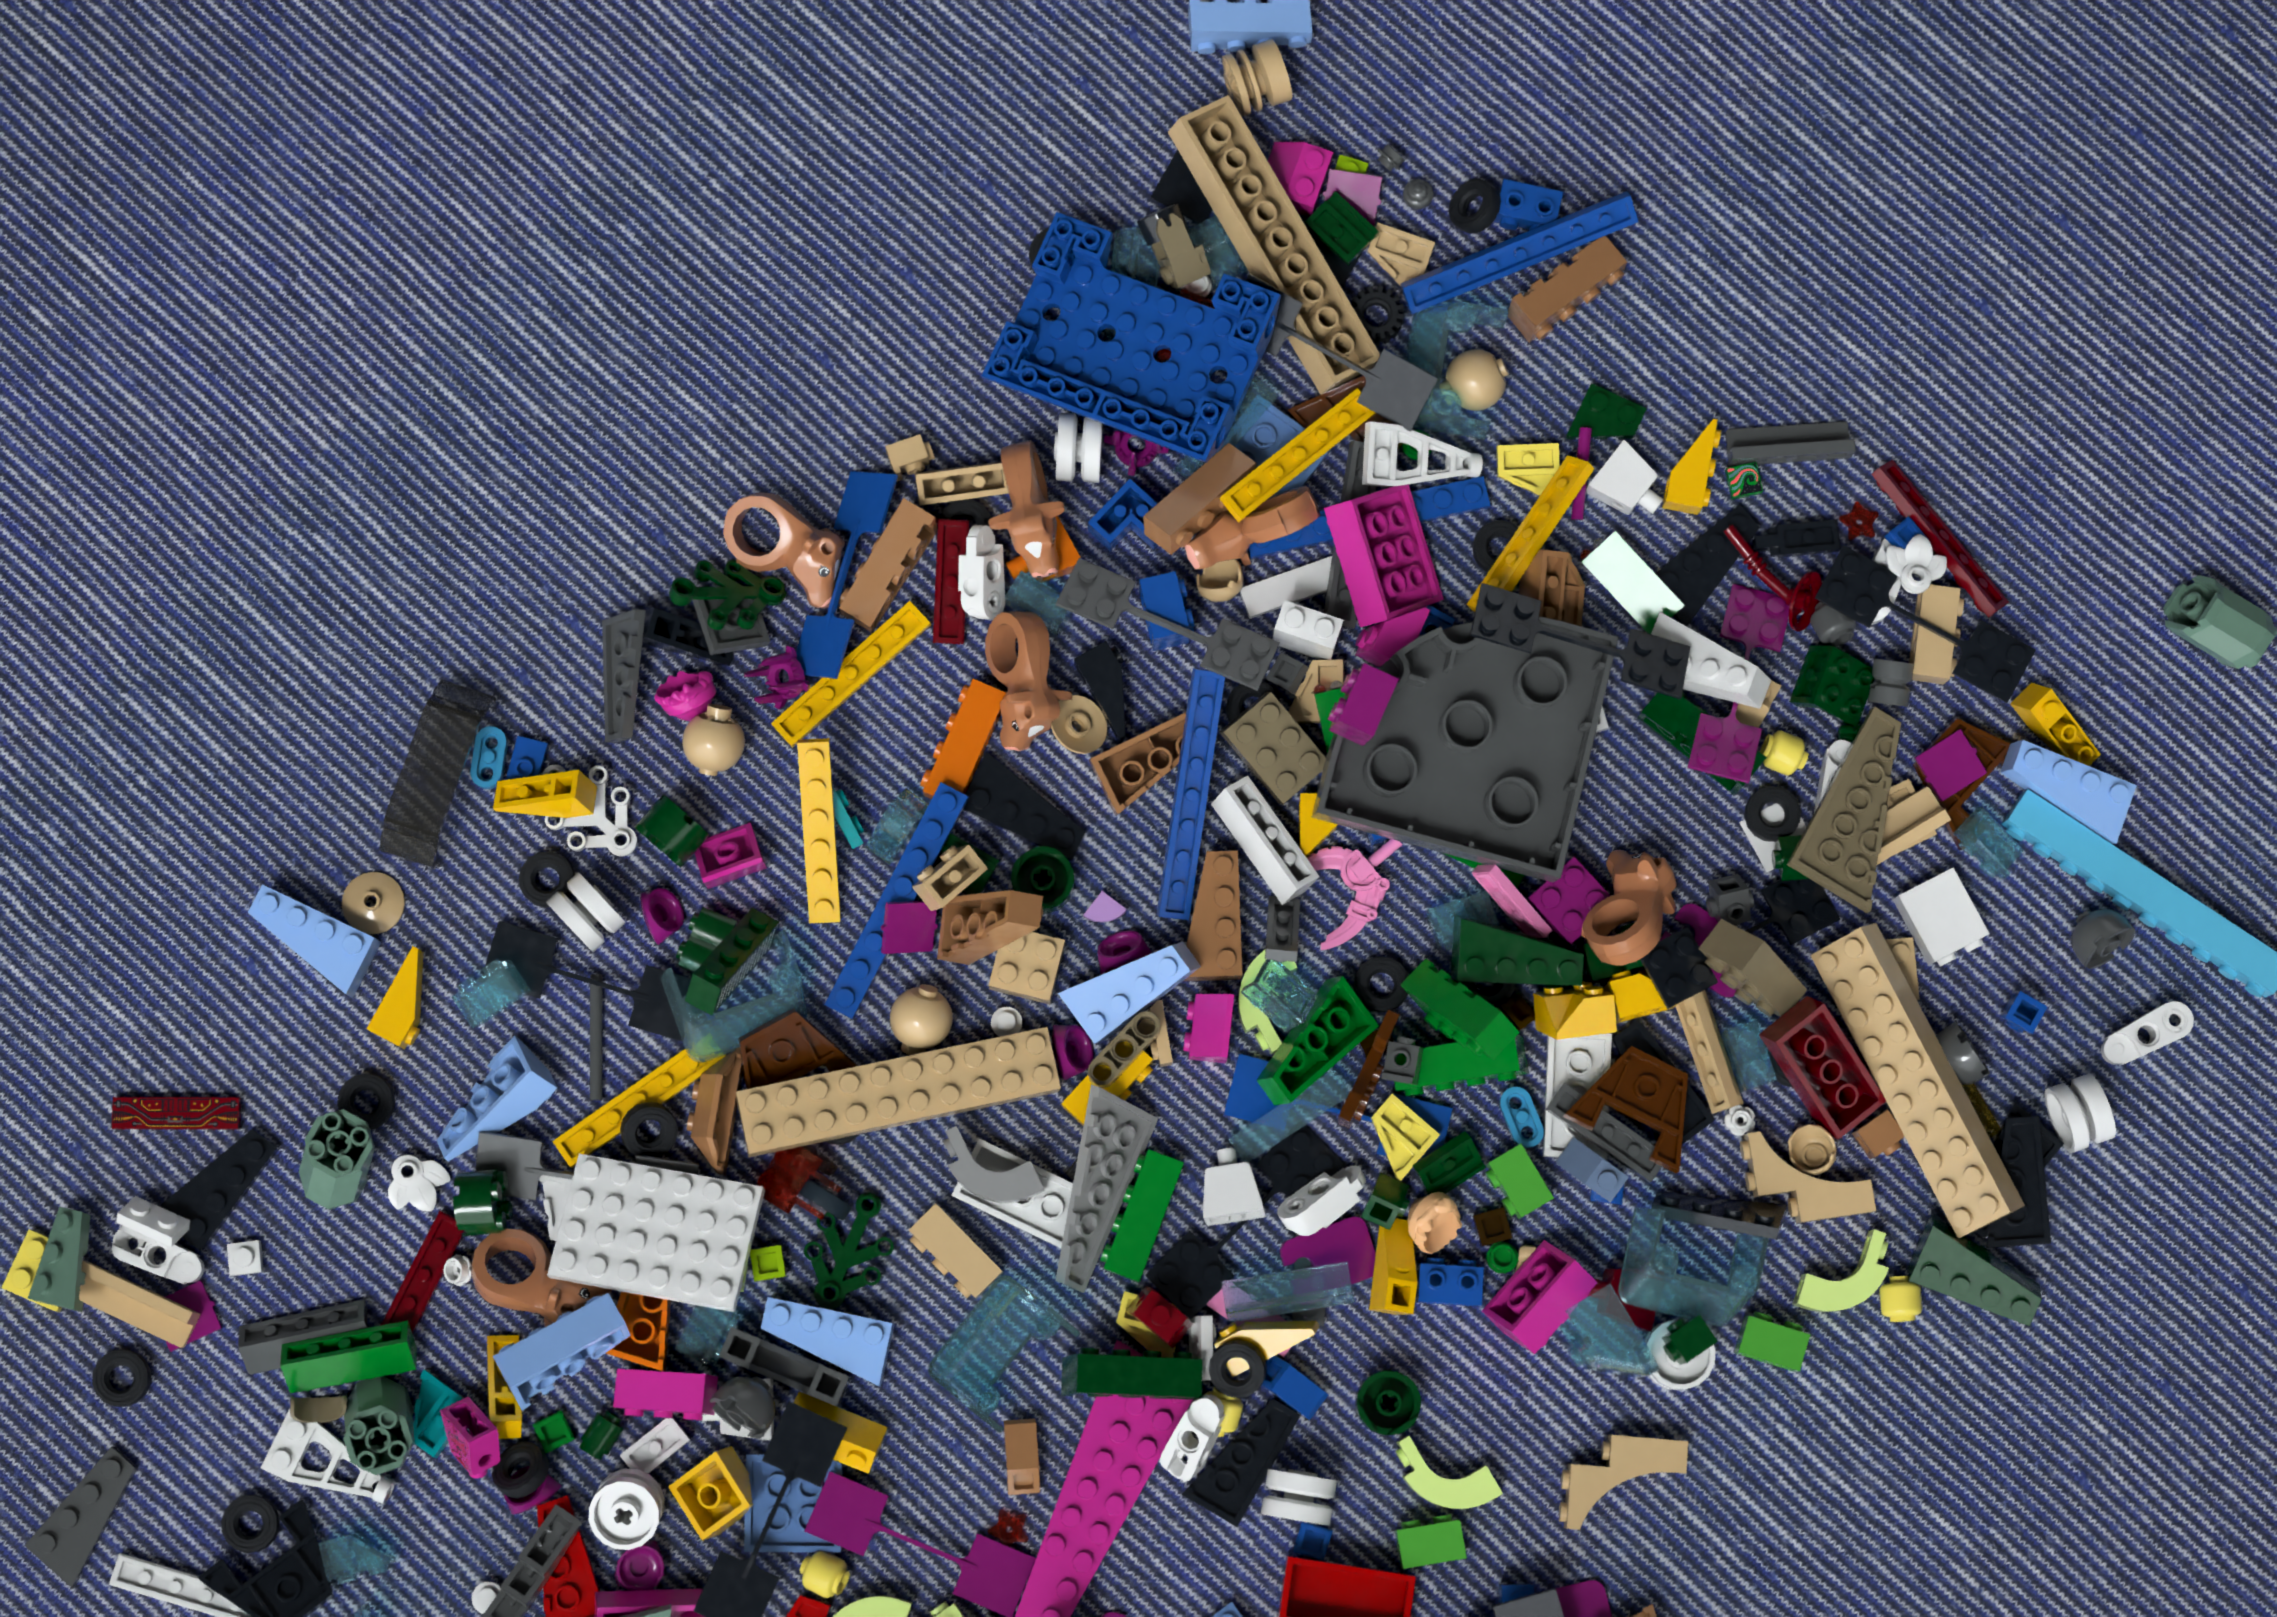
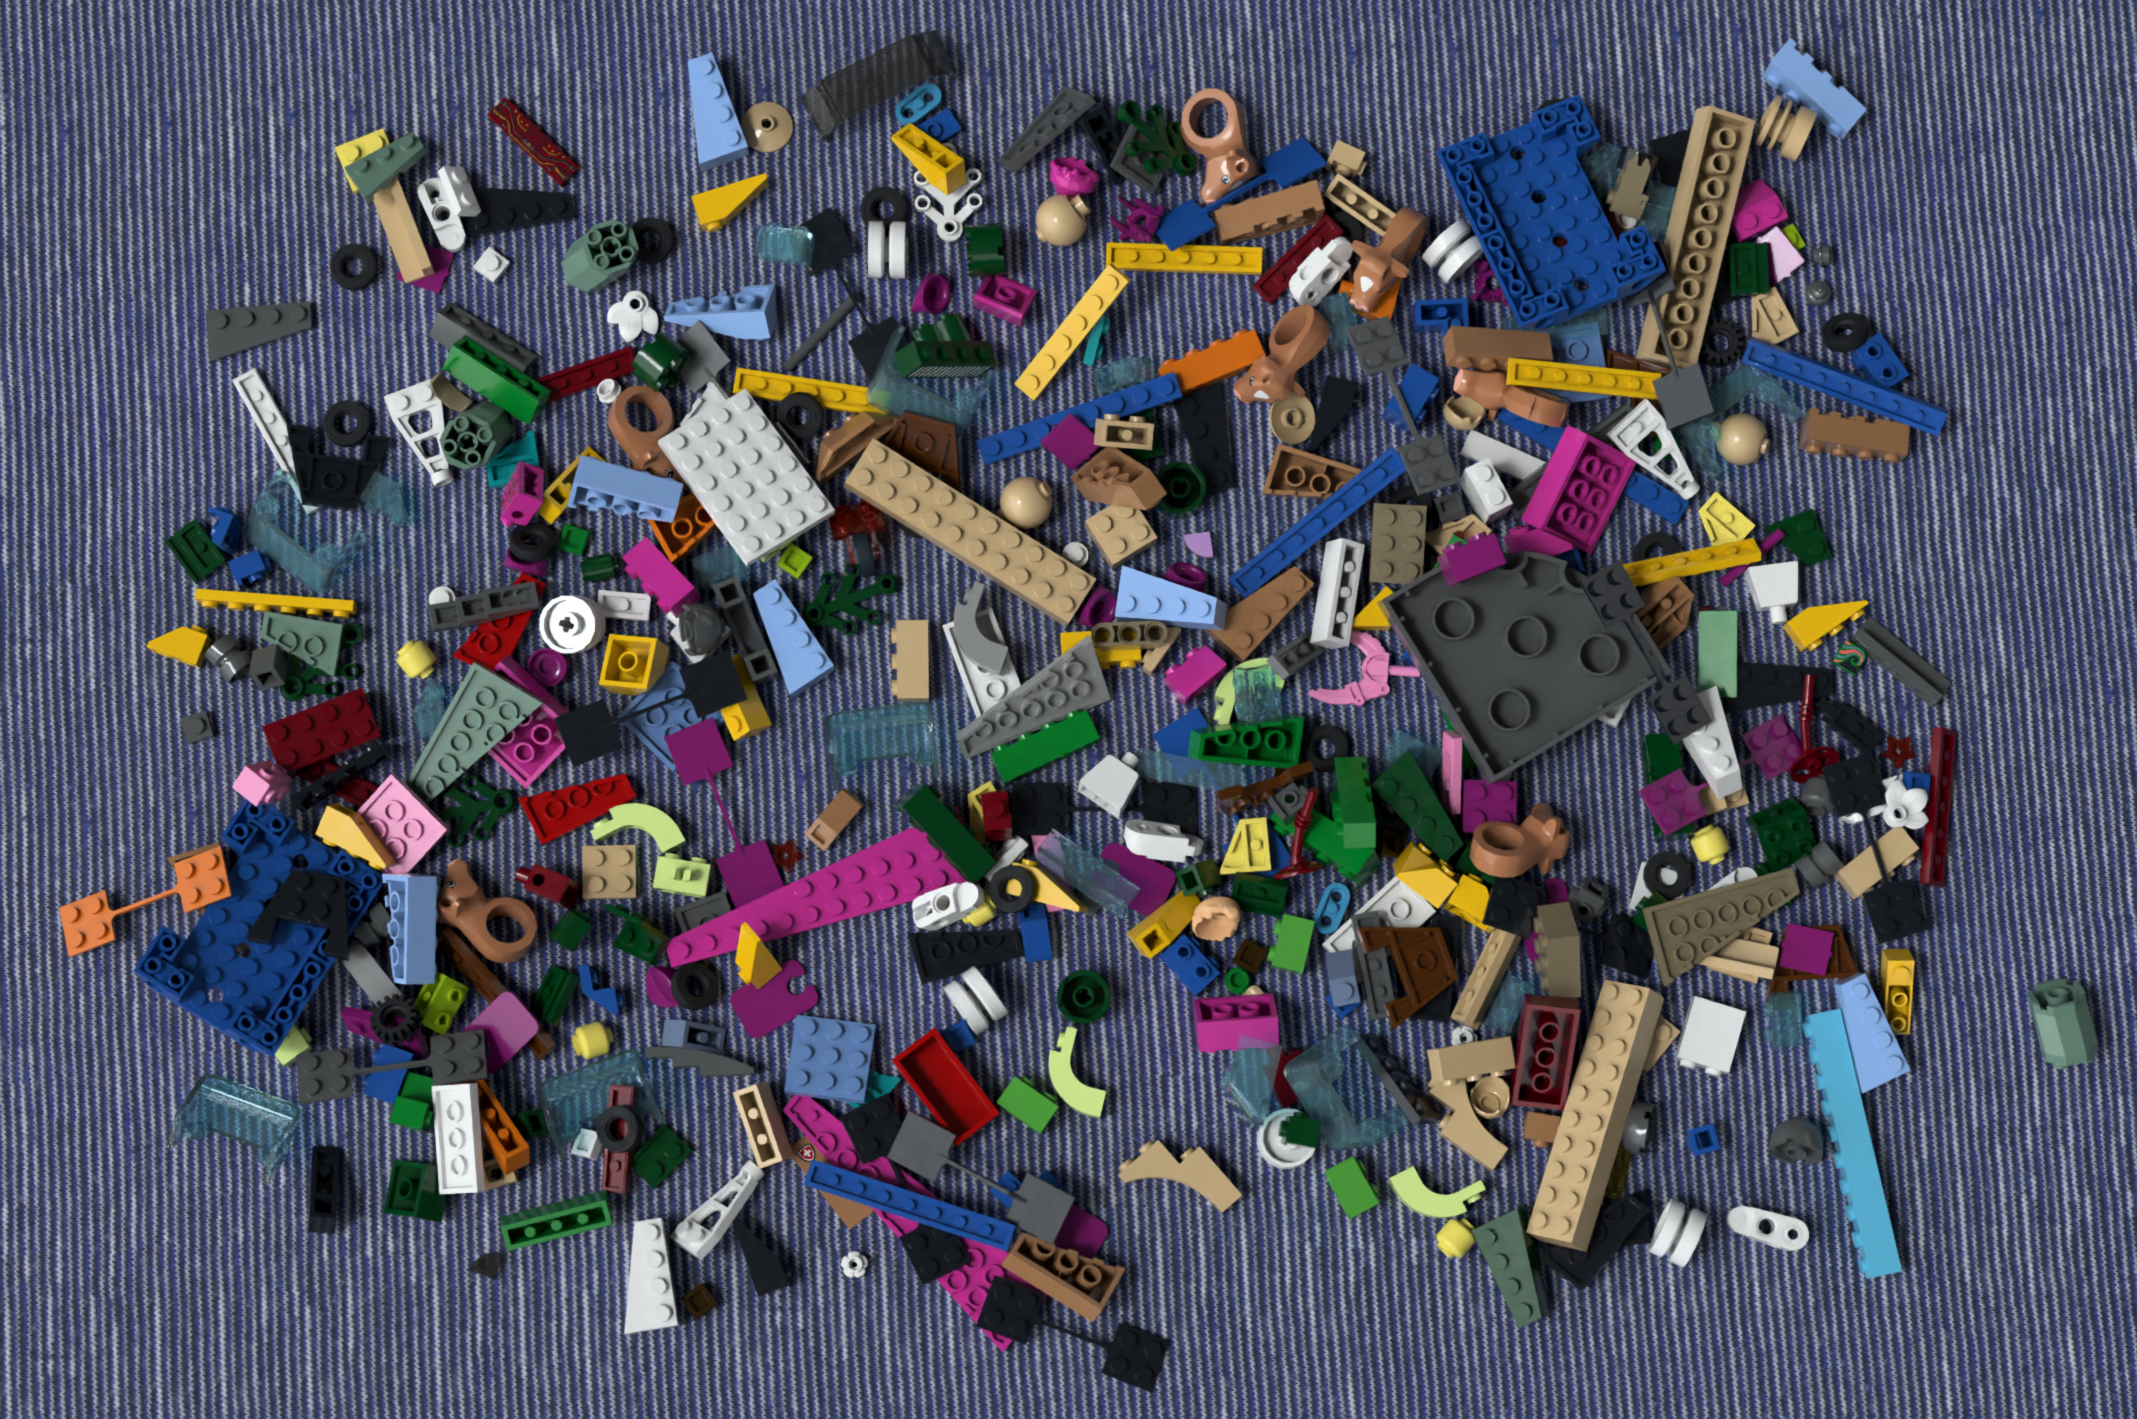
camera: 40 degrees right, 0 degrees up
(824, 1574) = (651, 775): light yellow head -> none
(1459, 1107) = (1298, 864): none -> dark red dish
(1769, 1134) = (1471, 1060): none -> tan brick

